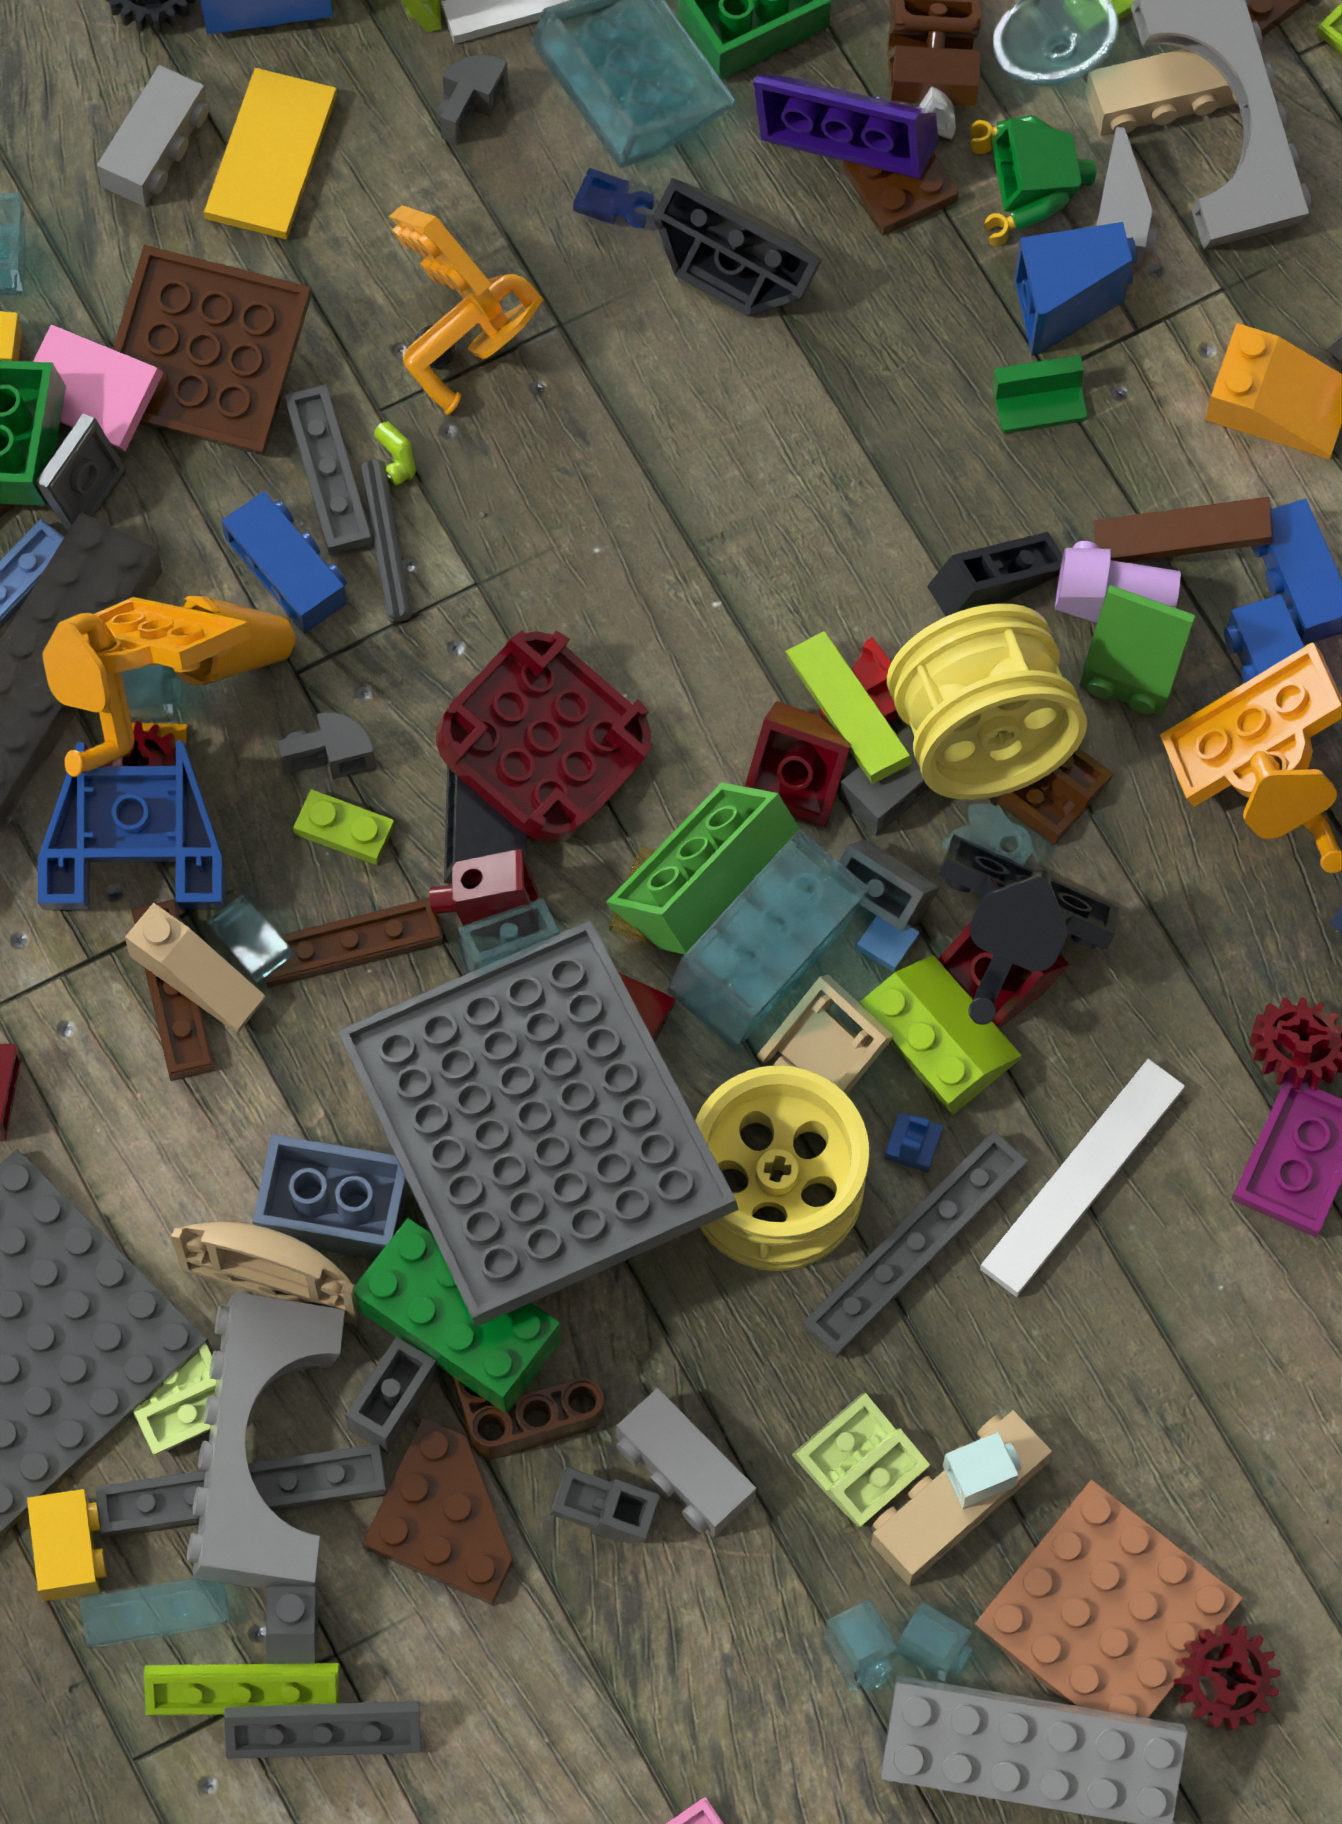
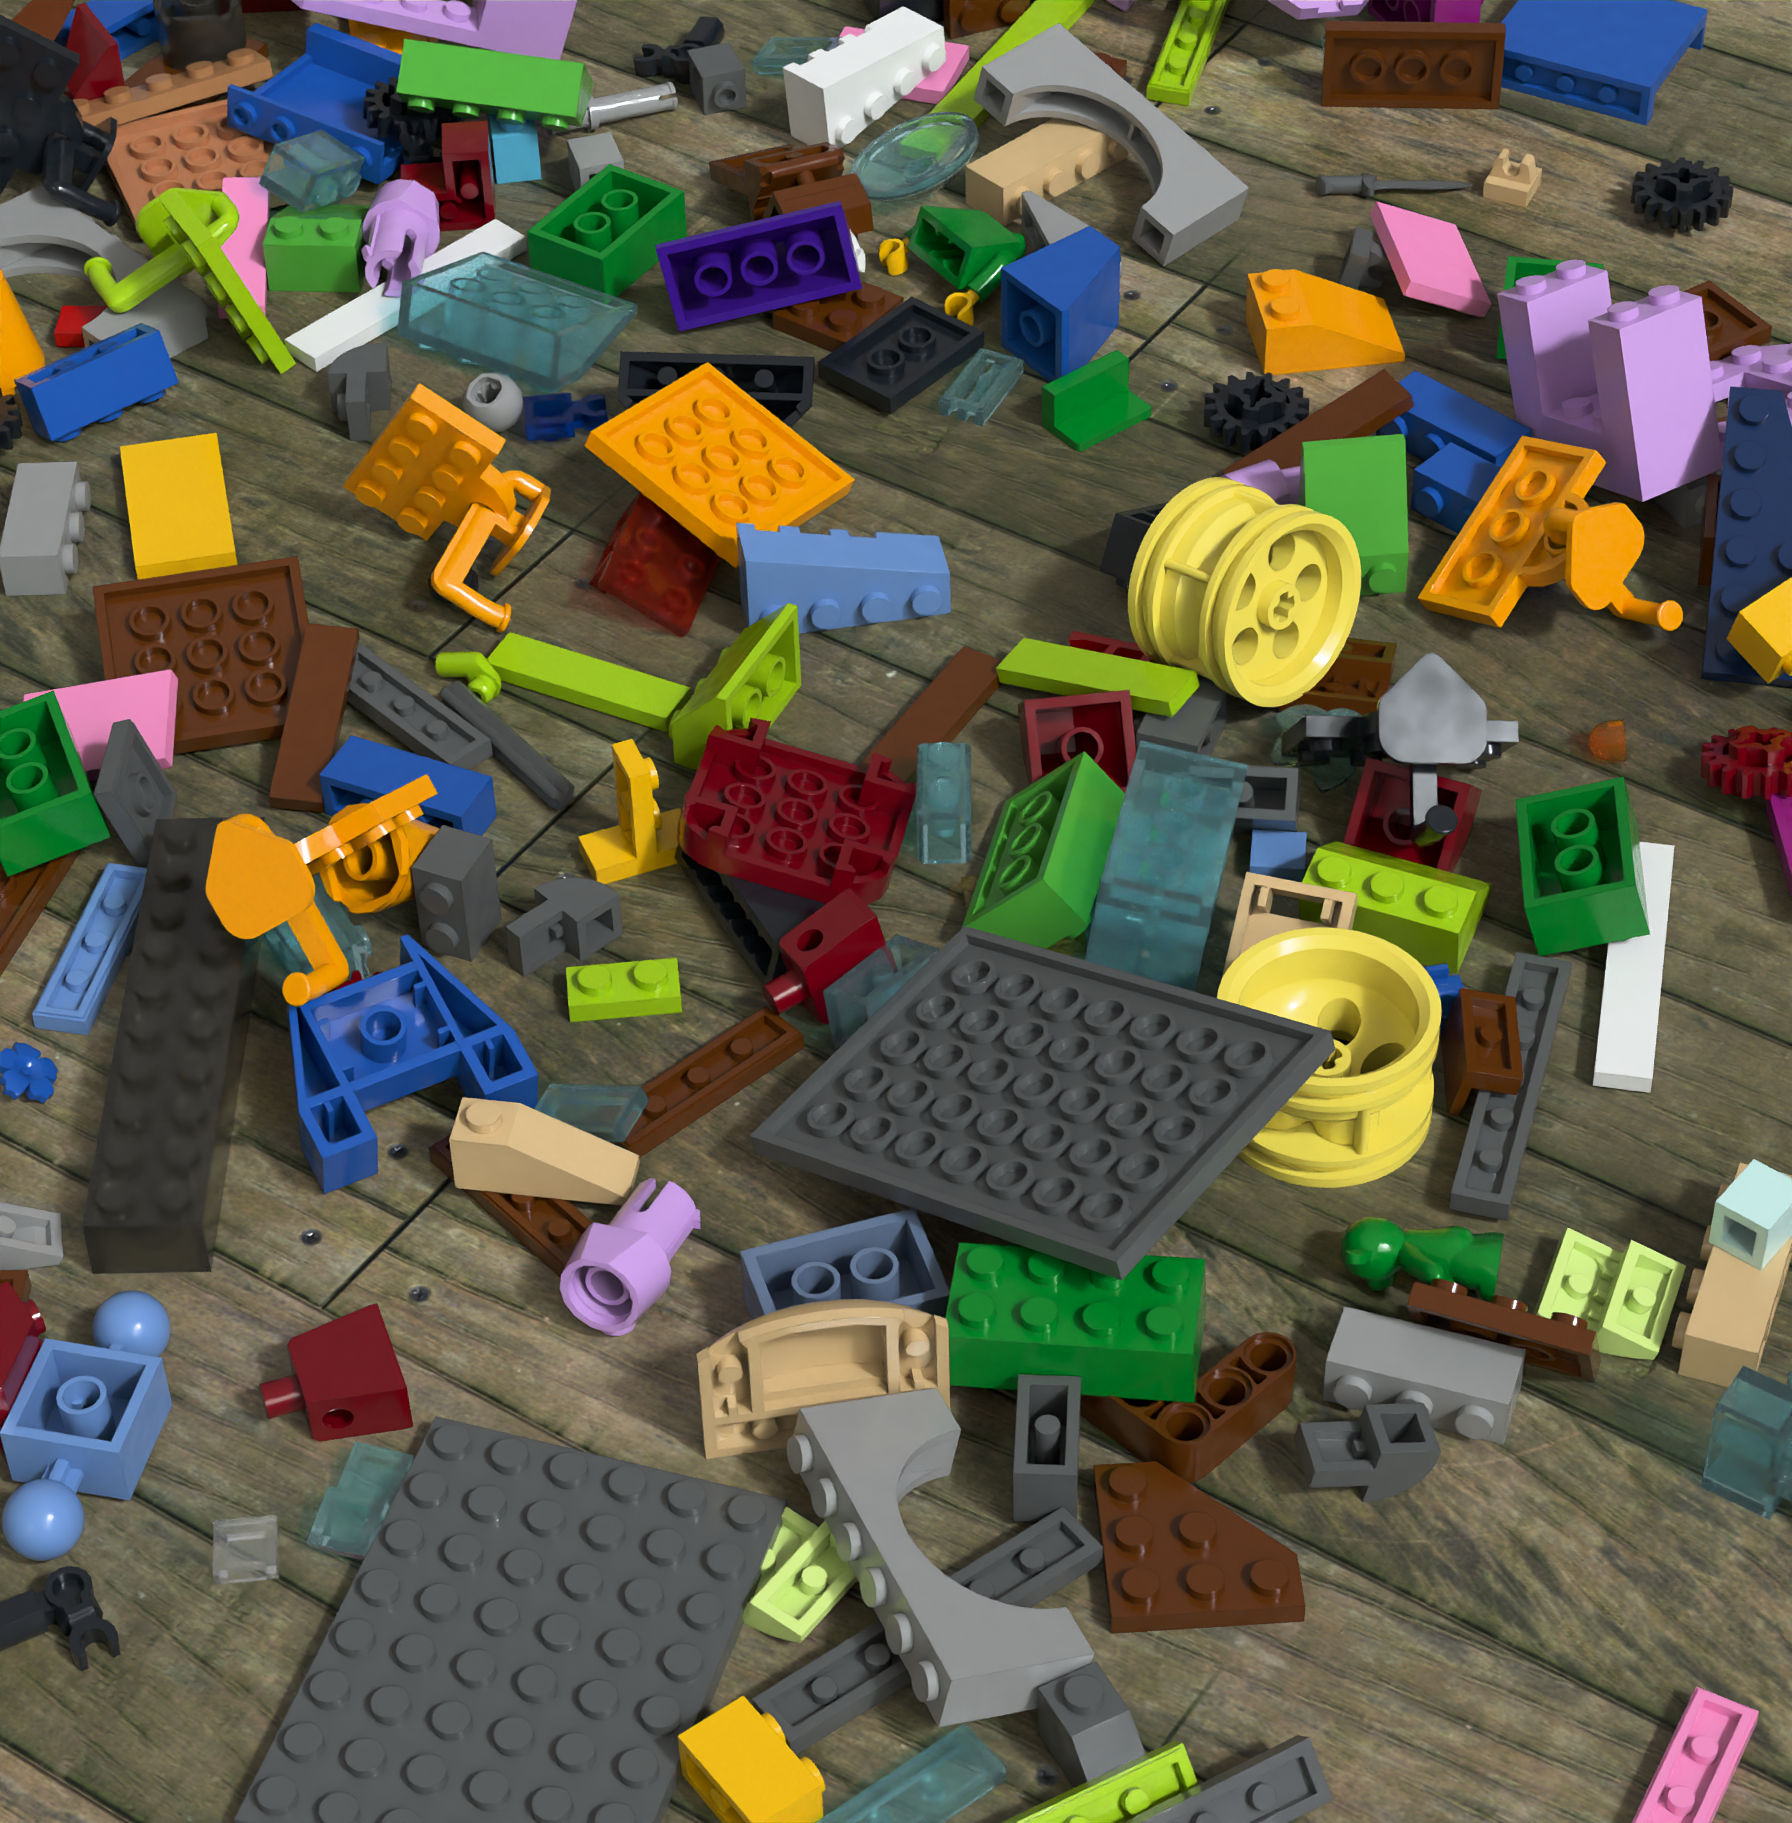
camera: 25 degrees left, 25 degrees down
(193, 1097) = (625, 1264): none -> lavender piece
(252, 449) = (314, 716): none -> reddish brown tile
(258, 691) = (456, 893): none -> dark grey brick
(426, 686) = (644, 836): none -> yellow bracket
(480, 503) = (588, 681): none -> lime tile
(561, 163) = (493, 401): none -> light grey piece
(576, 584) = (749, 681): none -> lime slope
(609, 394) = (655, 566): none -> clear red bracket
(666, 770) = (943, 803): none -> clear light blue brick
(686, 338) = (718, 460): none -> light orange plate
(716, 673) = (939, 711): none -> reddish brown tile
(718, 501) = (841, 577): none -> medium blue wedge
(748, 1367) = (1380, 1249): none -> green piece
(753, 1465) = (1551, 1344): none -> reddish brown plate
(908, 1208) = (1480, 1047): none -> reddish brown panel
(918, 260) = (901, 355): none -> black plate
(950, 353) = (989, 390): none -> clear light blue tile
(1085, 1083) = (1581, 867): none -> green brick
(1157, 454) = (1253, 410): none -> black gear
(1209, 958) = (1609, 741): none -> clear orange hinge

